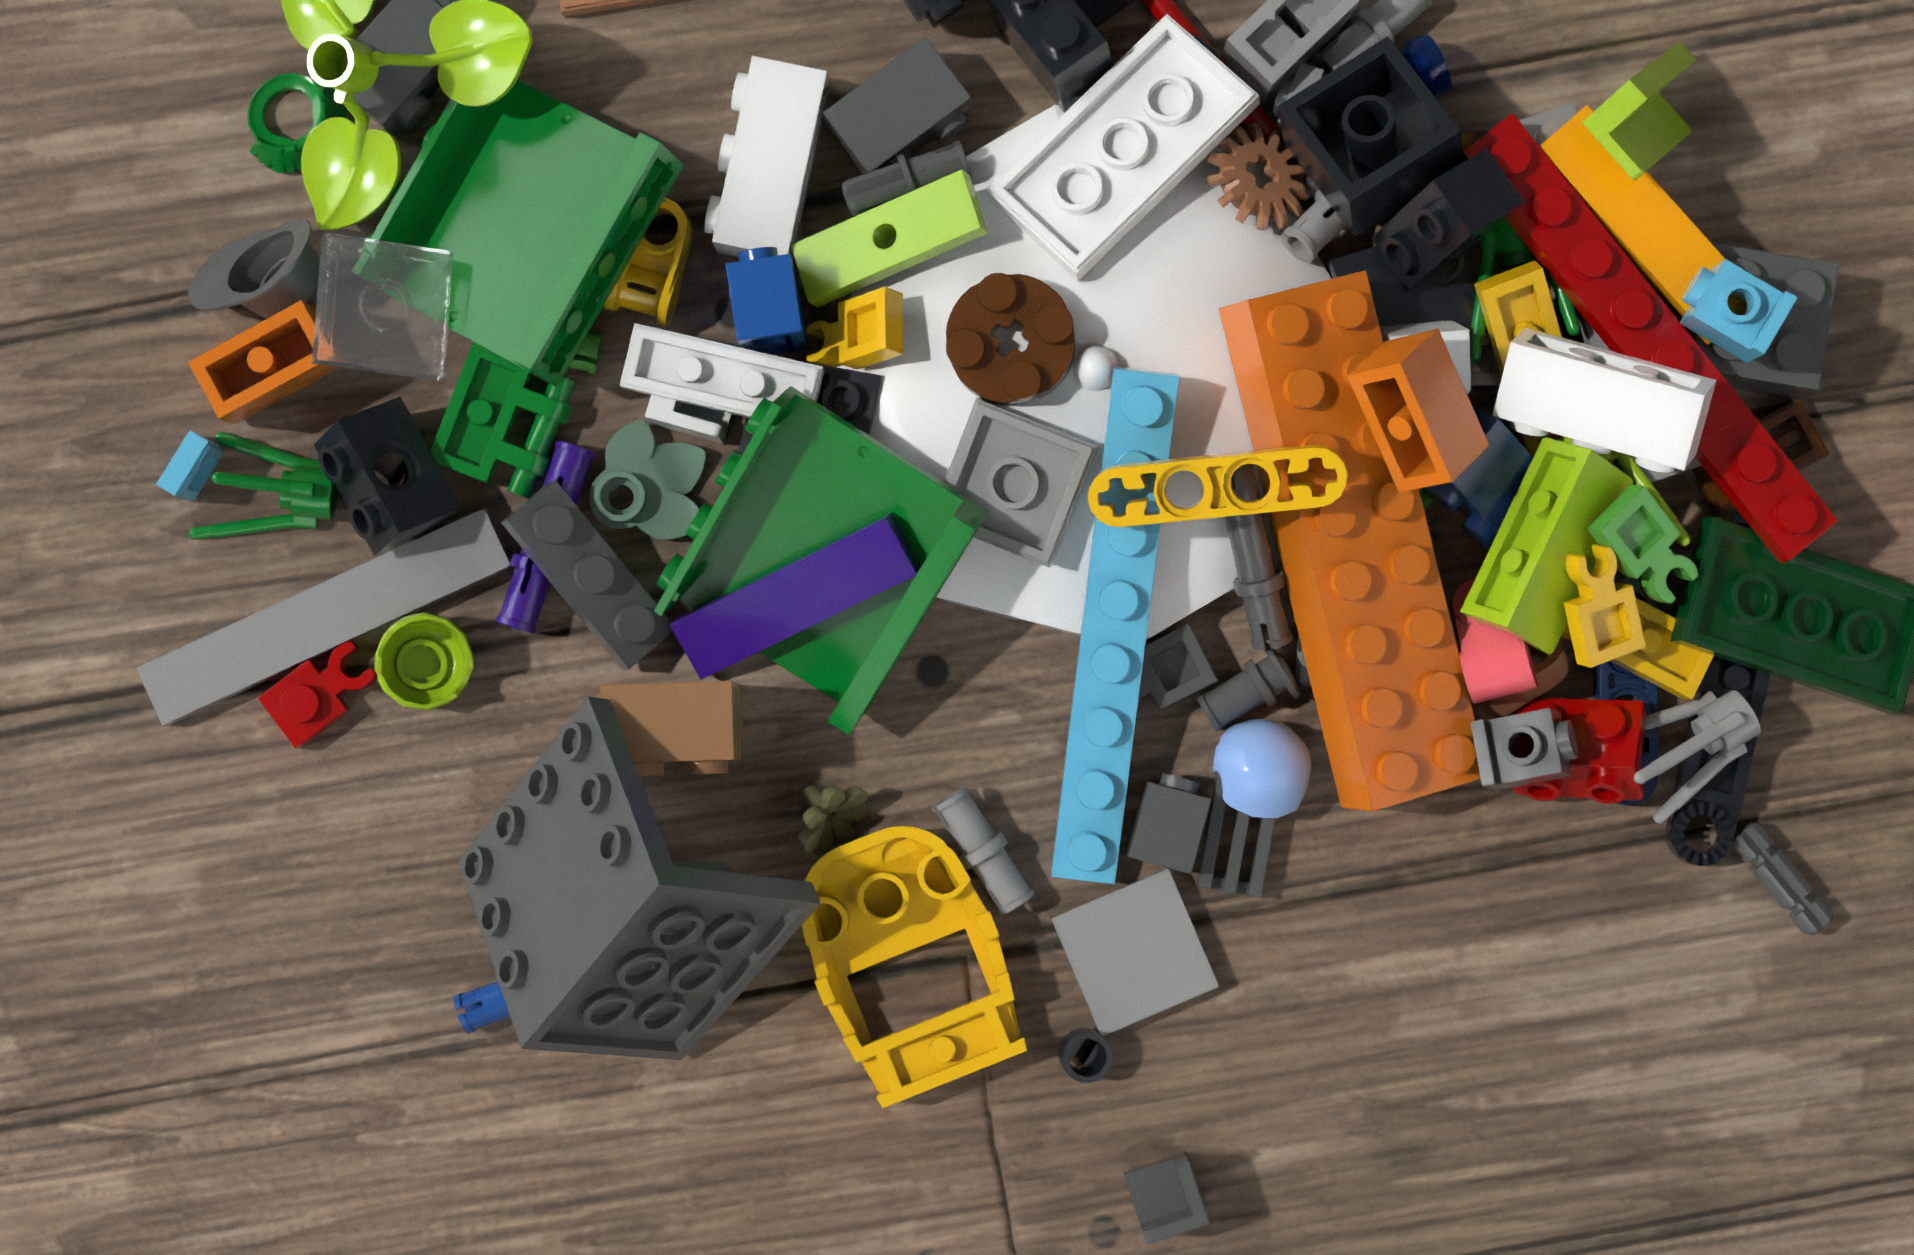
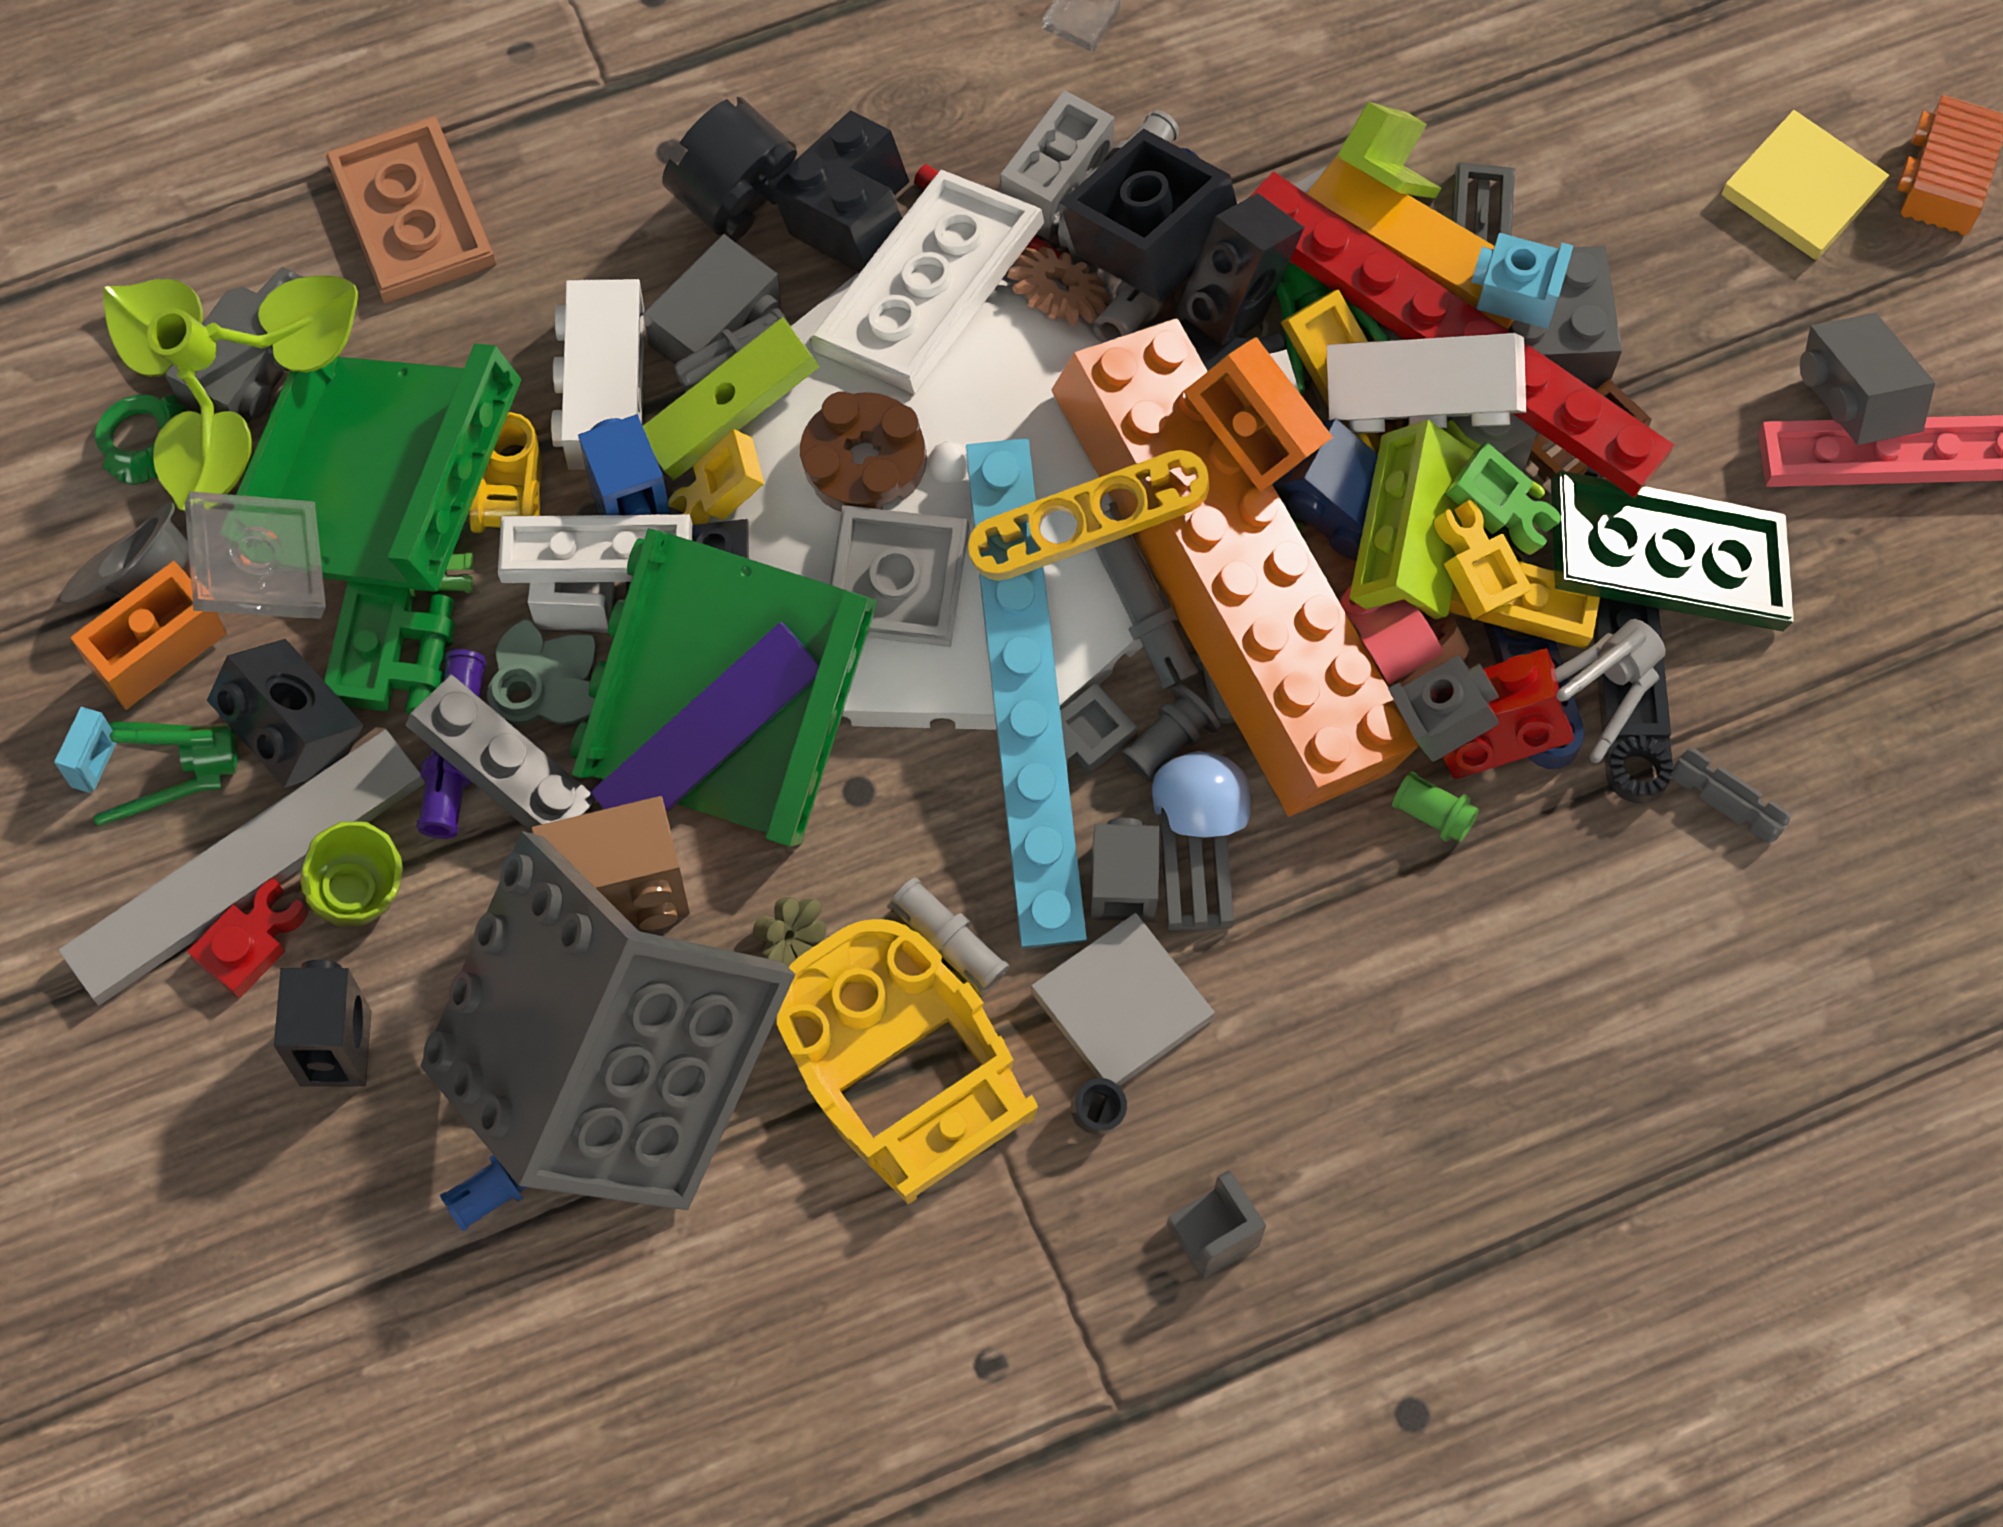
camera: 15 degrees left, 20 degrees down
(371, 817) = (322, 1025): none -> black brick
(1488, 826) = (1436, 807): none -> bright green pin
(1739, 127) = (1483, 174): none -> dark grey tile

